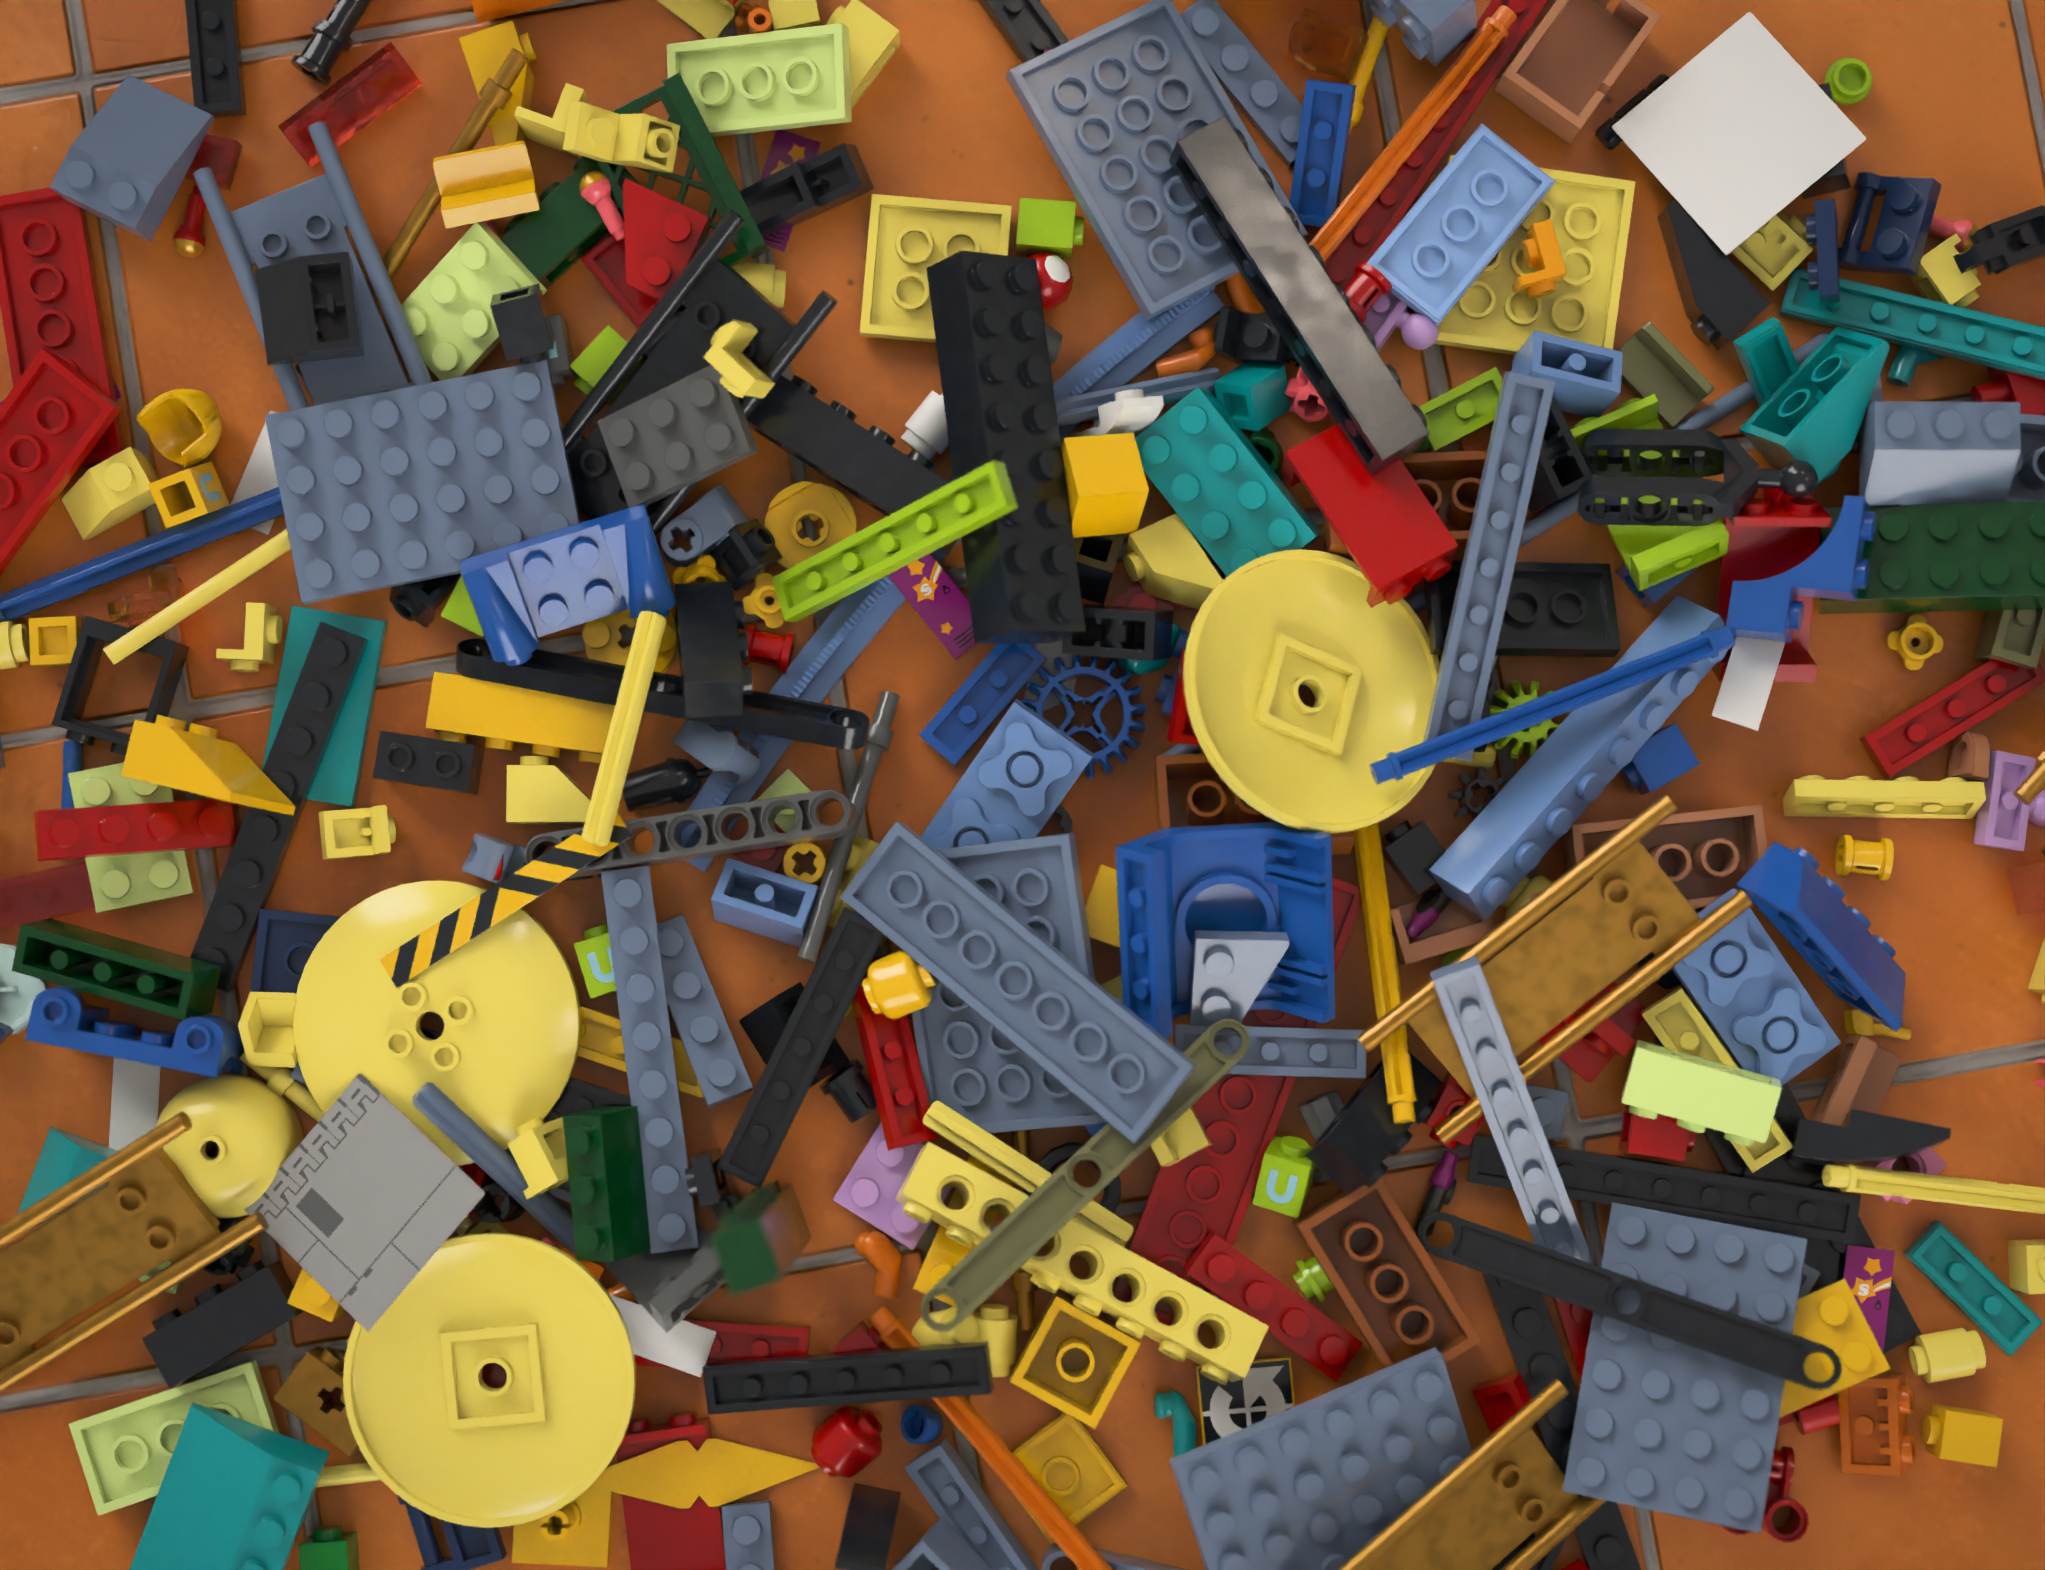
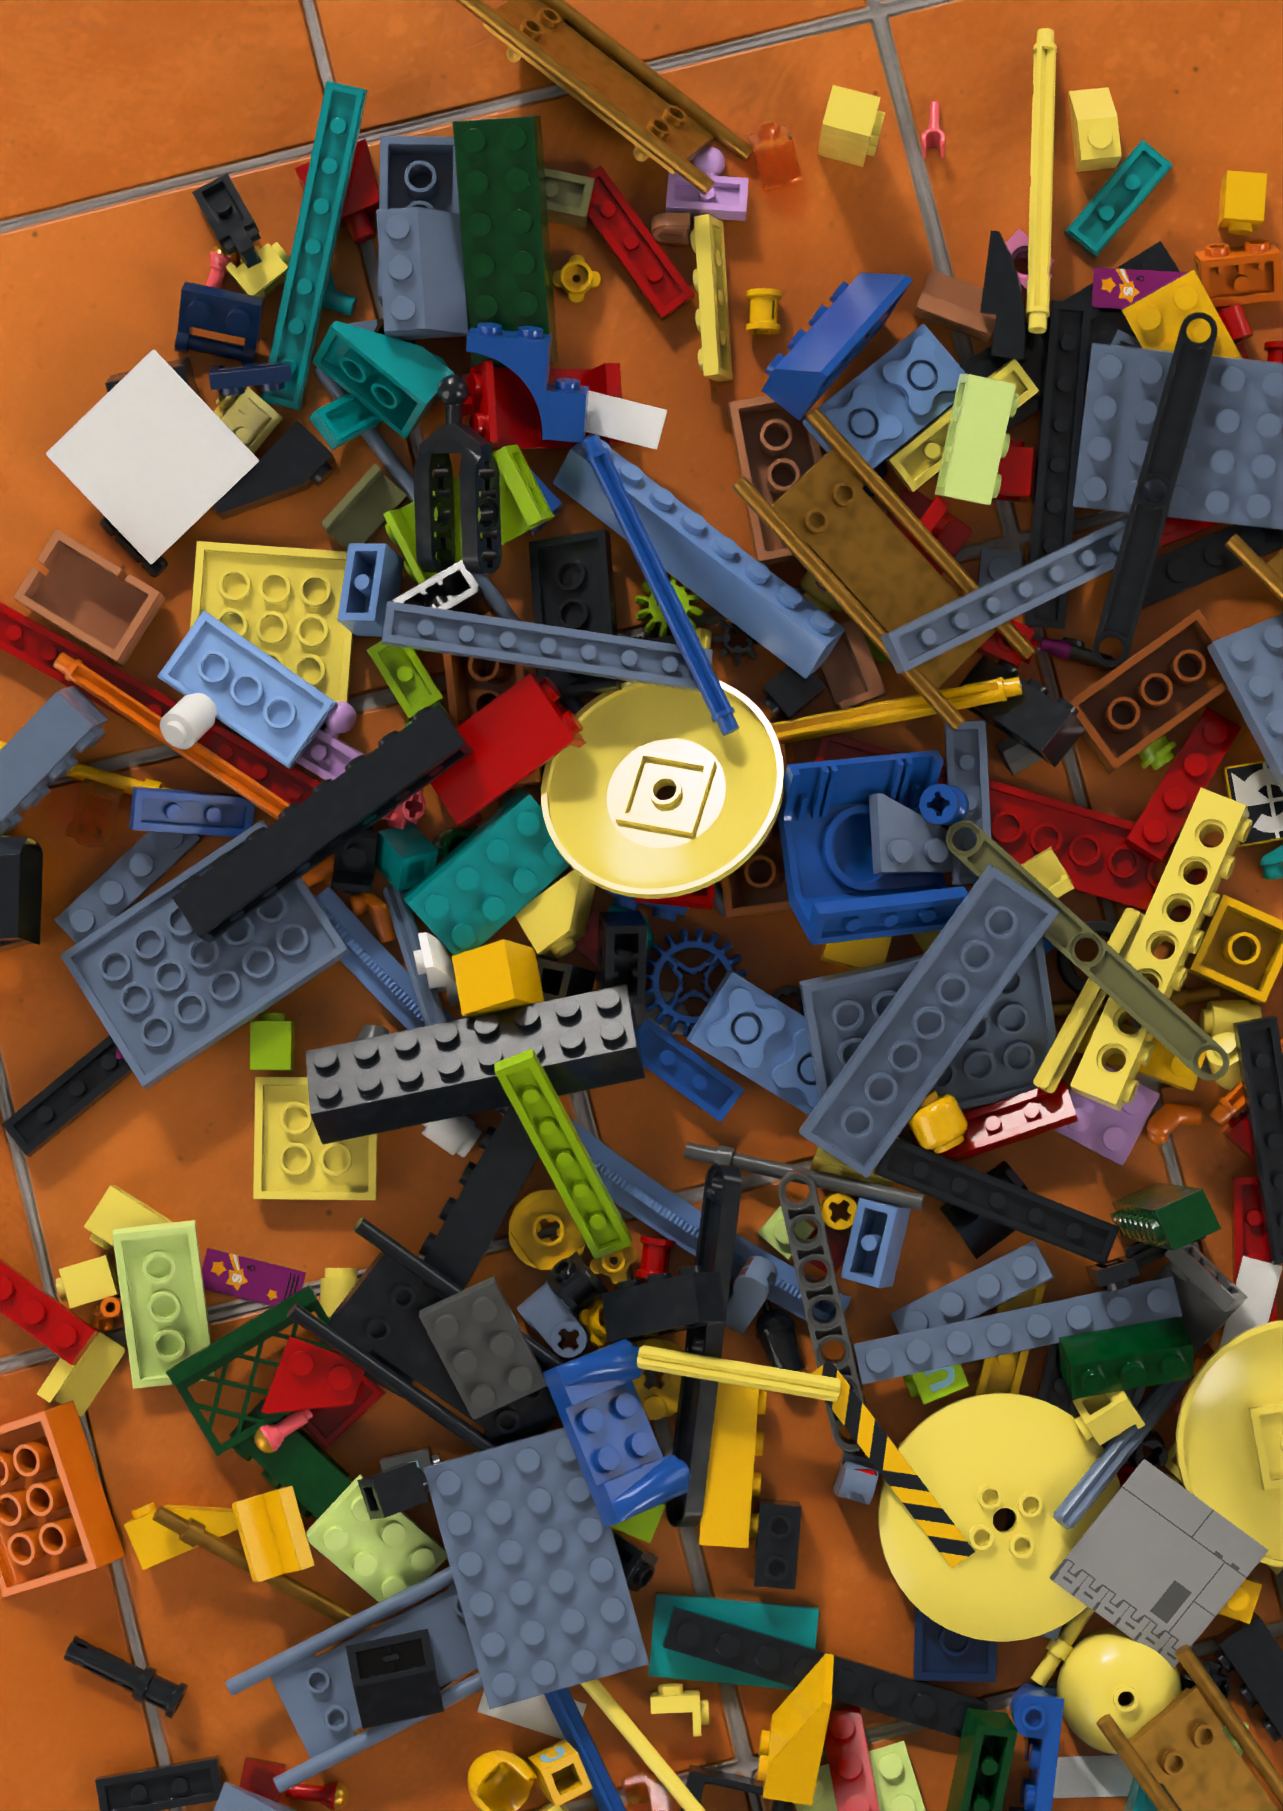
camera: 90 degrees left, 0 degrees up
(268, 1029) = (1017, 1661): light yellow panel -> none
(352, 101) = (202, 1661): clear red plate -> none
(356, 832) = (841, 1601): light yellow bracket -> none
(543, 794) = (796, 1440): light yellow slope -> none
(549, 130) = (210, 1465): light yellow panel -> none
(597, 359) = (417, 1424): lime brick -> none
(621, 138) = (226, 1417): light yellow slope -> none
(738, 372) = (427, 1298): light yellow bracket -> none
(807, 189) = (252, 1255): black slope -> none
(850, 1091) = (1029, 1157): black bush -> none
(937, 603) = (607, 1112): magenta sticker -> none
(1054, 278) = (315, 1035): red piece -> none
(1266, 1031) = (953, 806): none -> blue wheel
(1285, 1176) = (1073, 782): lime brick -> none
(1365, 290) = (312, 767): red bush -> none
(1427, 912) = (839, 677): piece -> none
(1428, 151) = (188, 720): none -> white brick
(1501, 1399) = (1244, 588): red plate -> none
(1544, 254) = (267, 617): light orange bracket -> none
(1659, 761) = (695, 489): blue brick -> none
(1849, 80) = (94, 363): lime plate -> none
(1861, 1024) = (906, 305): yellow hand -> none
(1947, 1354) = (1176, 218): light yellow brick -> none

